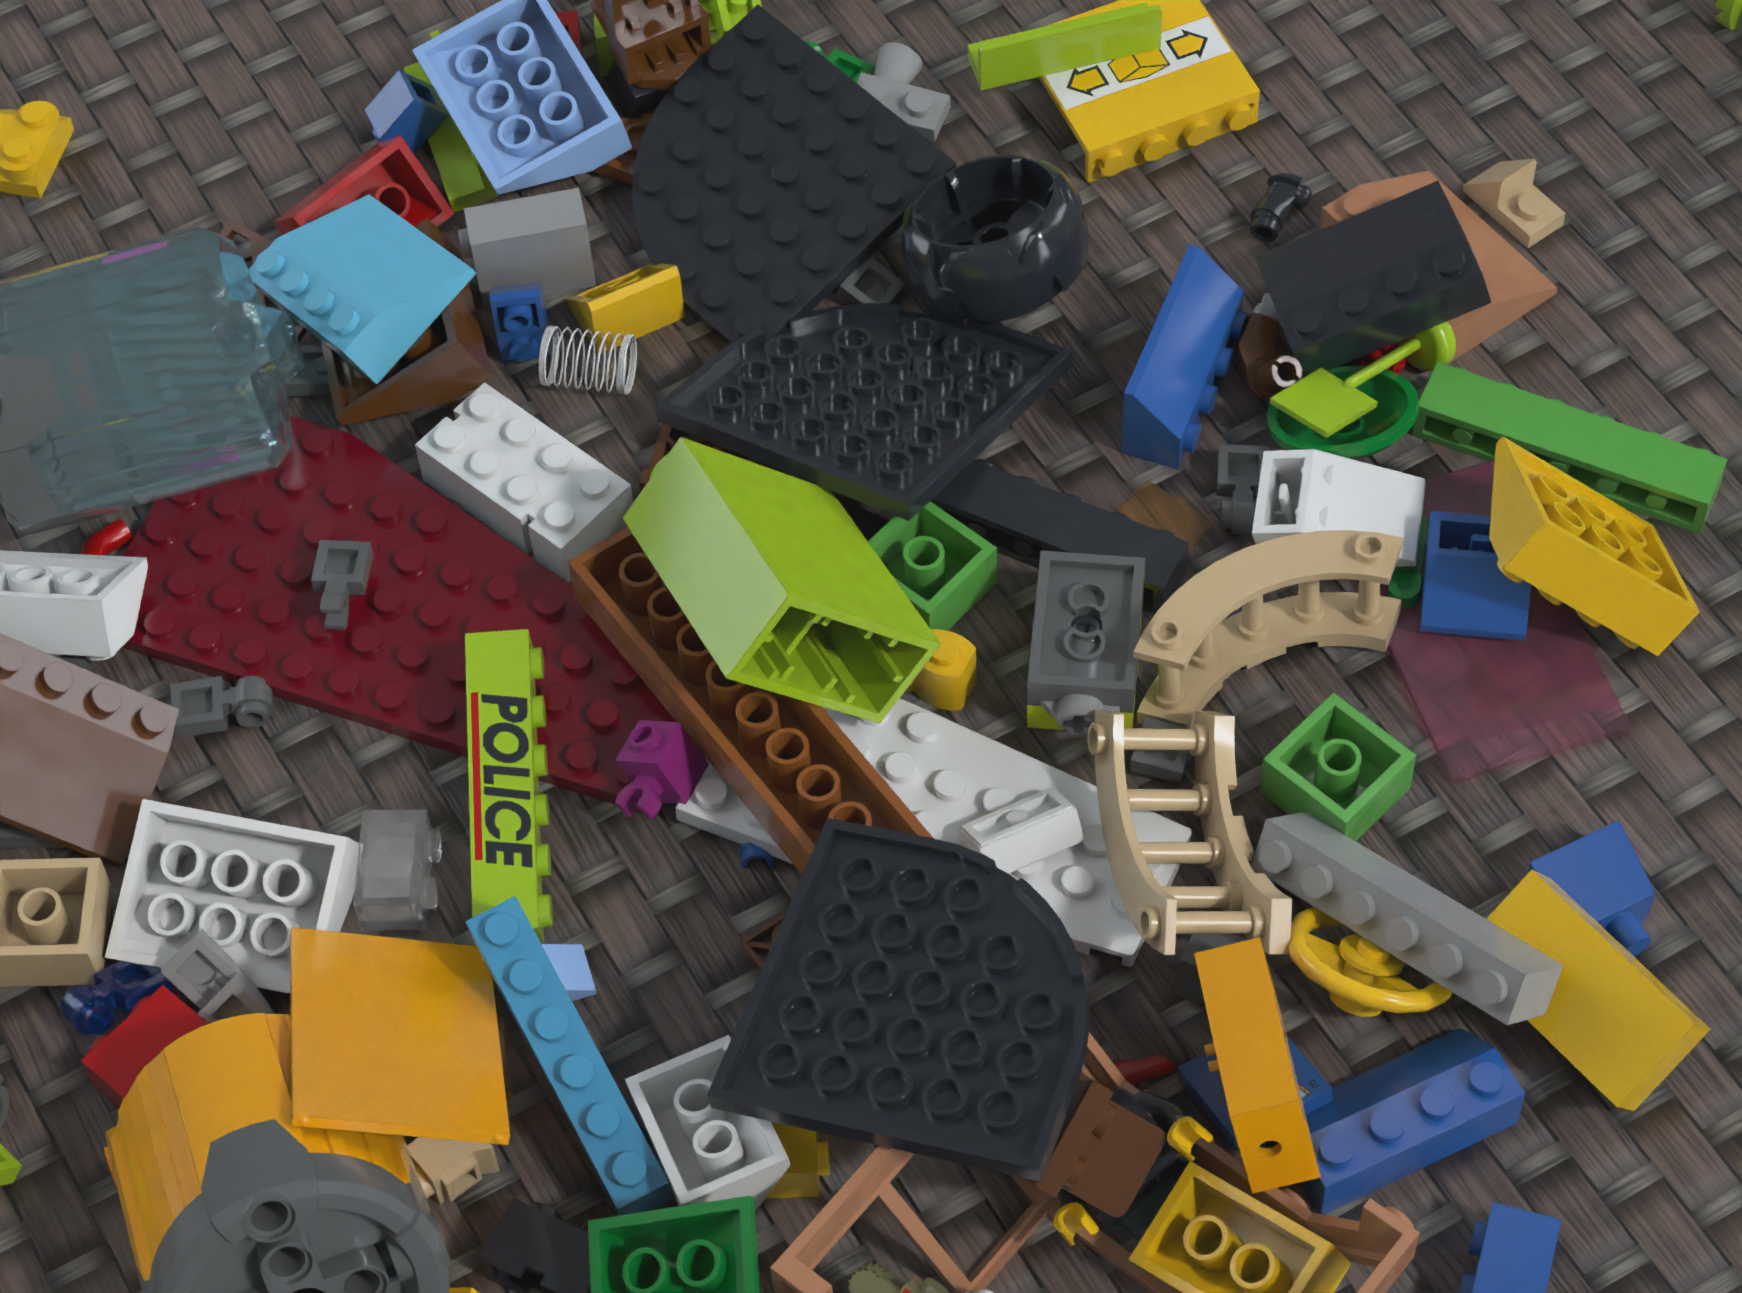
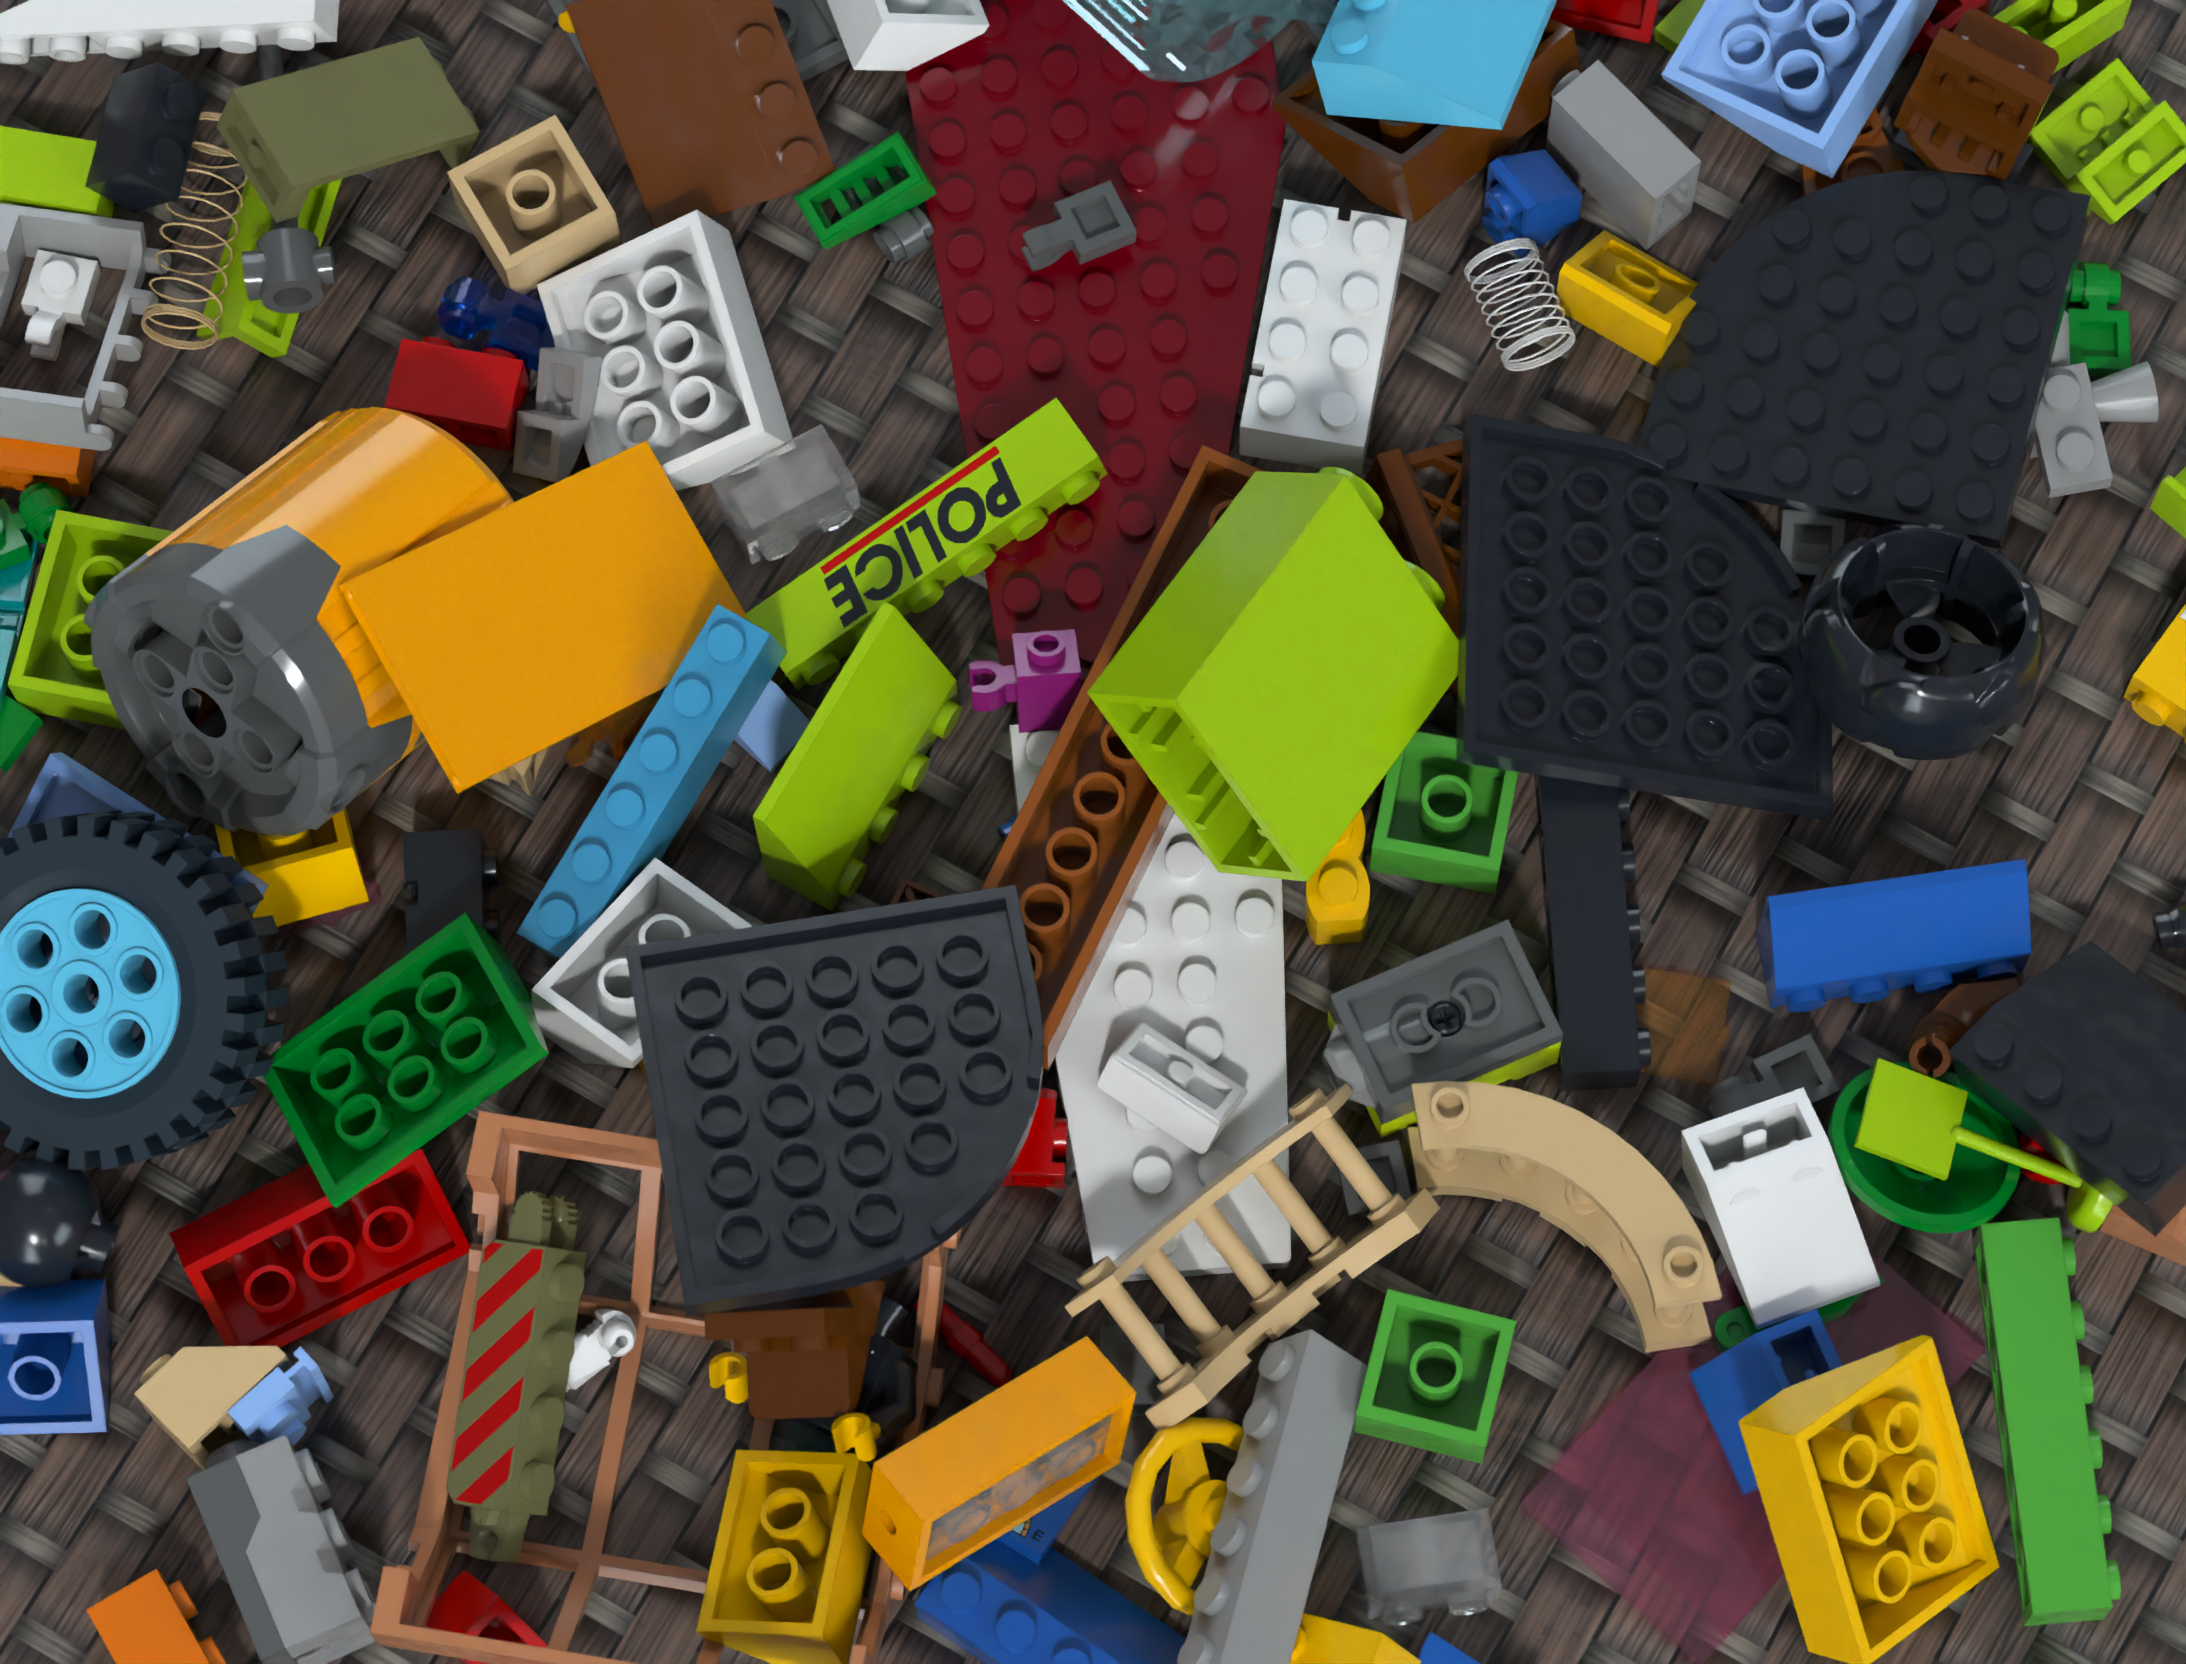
camera: 60 degrees right, 15 degrees up
(199, 660) = (872, 163): none -> green slope
(643, 914) = (856, 762): none -> lime slope
(1473, 847) = (1428, 1566): none -> clear brick

